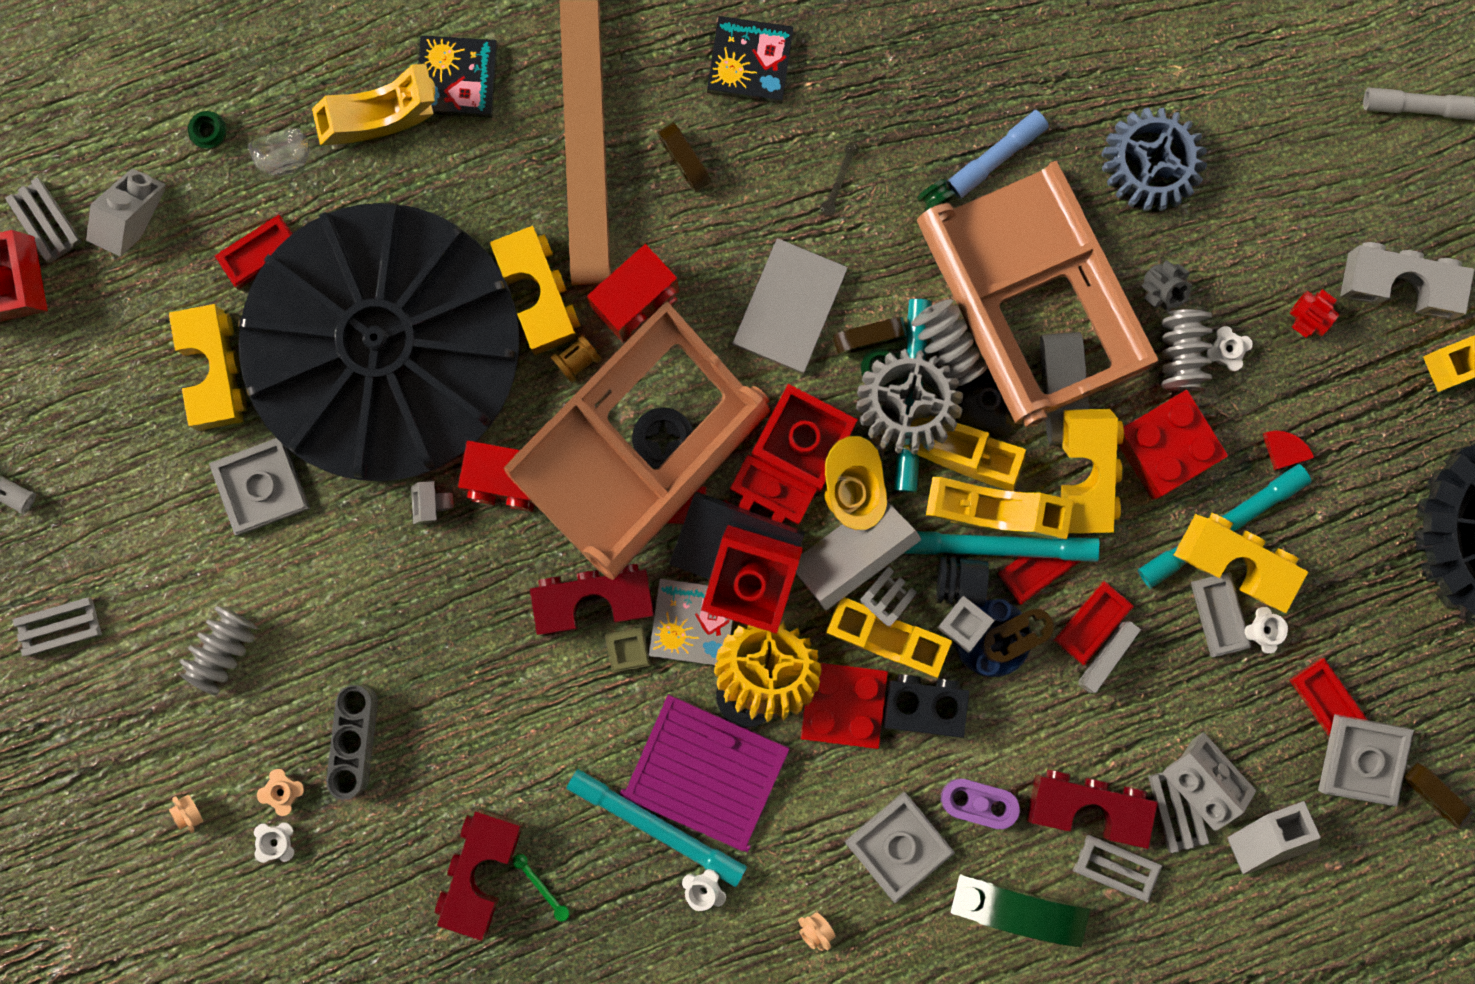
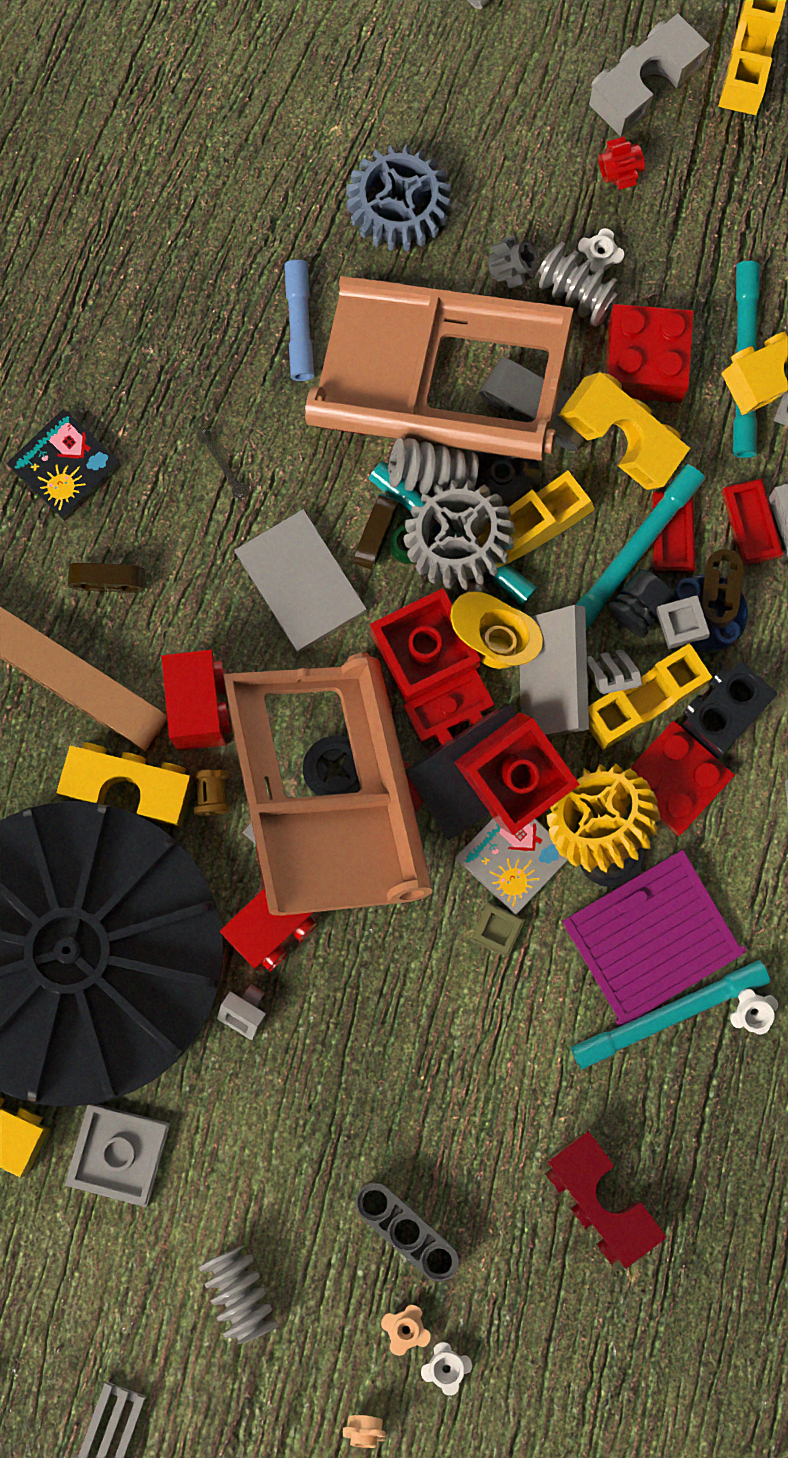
camera: 55 degrees left, 5 degrees down
(557, 602) = (414, 961): dark red arch -> none
(561, 911) = (686, 1152): green hinge -> none
(936, 194) = (296, 393): dark green bush -> none
(1000, 510) = (605, 527): yellow arch -> none
(1286, 449) = (717, 265): red tile -> none

